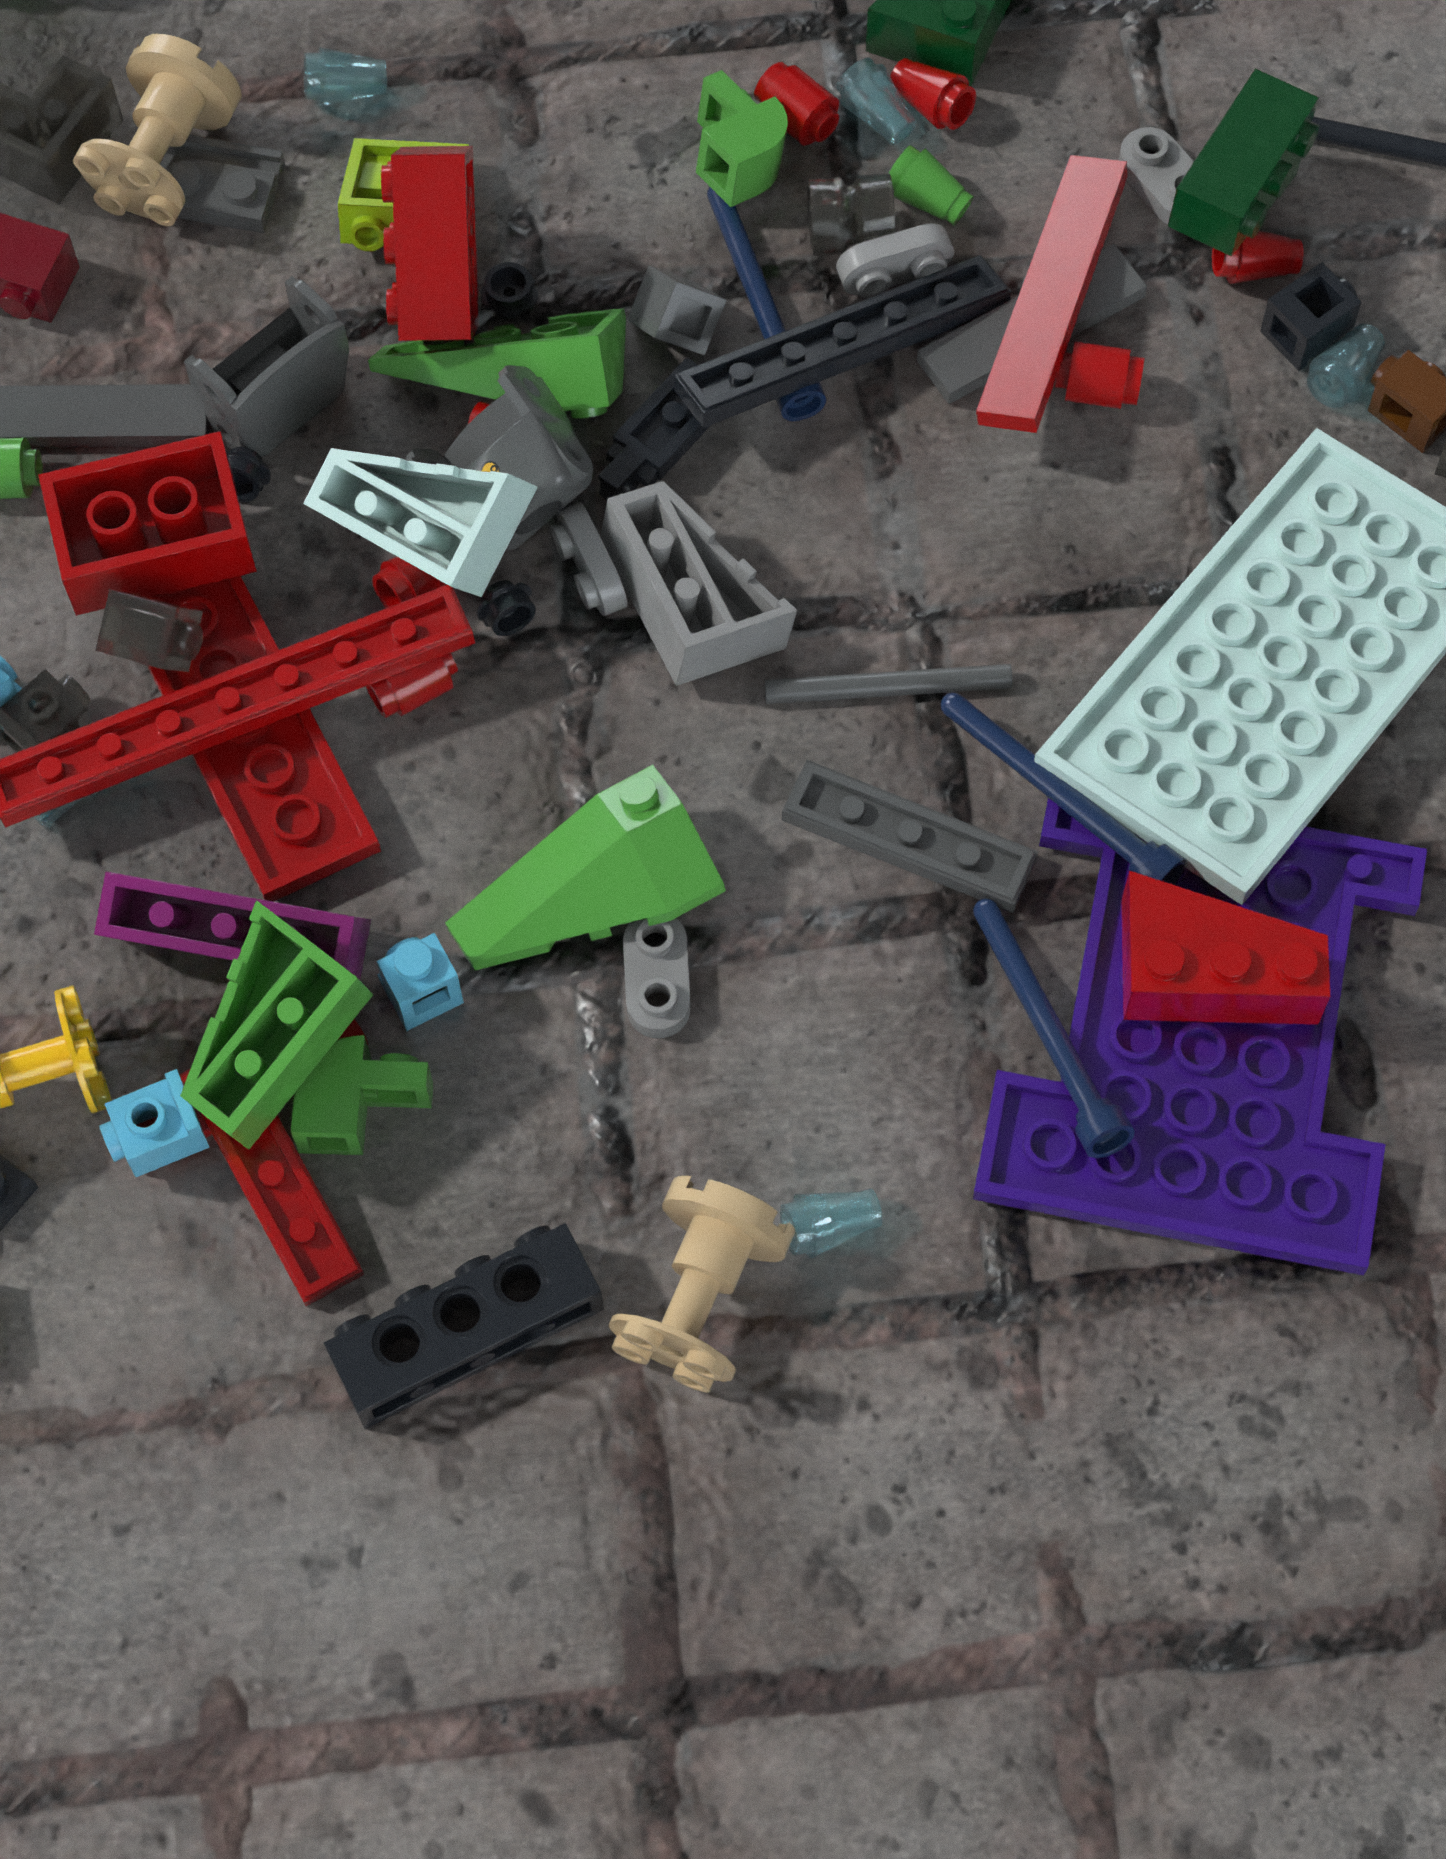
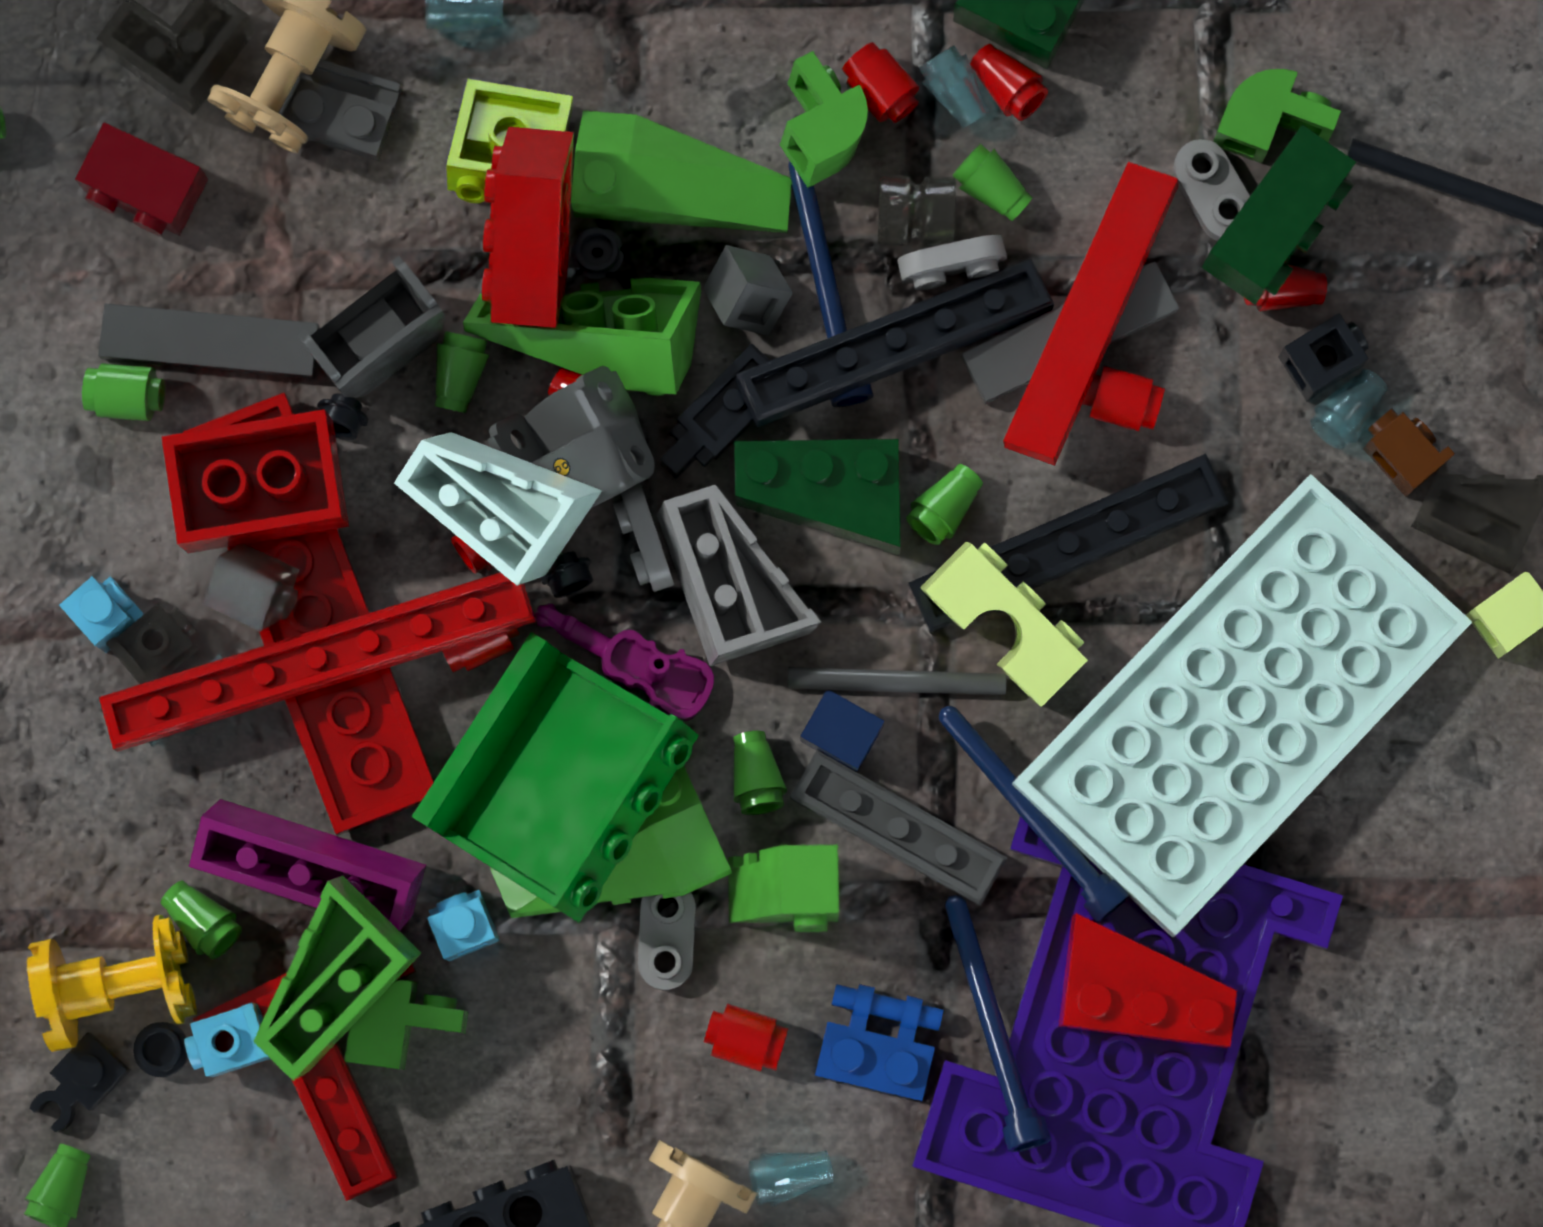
camera: 10 degrees right, 15 degrees up
(73, 1155) = (160, 1049): none -> black plate
(116, 1007) = (202, 921): none -> bright green cone
(367, 410) = (458, 370): none -> bright green cone
(510, 802) = (556, 777): none -> green panel
(573, 218) = (657, 175): none -> bright green wedge
(635, 707) = (672, 682): none -> magenta piece
(742, 792) = (756, 775): none -> bright green cone
(761, 1070) = (746, 1038): none -> red brick
(784, 486) = (826, 485): none -> dark green wedge
(796, 885) = (786, 886): none -> bright green wedge
(833, 731) = (842, 730): none -> dark blue panel
(913, 1084) = (875, 1059): none -> blue plate
(917, 499) = (943, 506): none -> bright green cone
(969, 561) = (1042, 653): none -> yellowish green arch
(1058, 529) = (1098, 530): none -> black tile
(1203, 91) = (1264, 104): none -> bright green brick

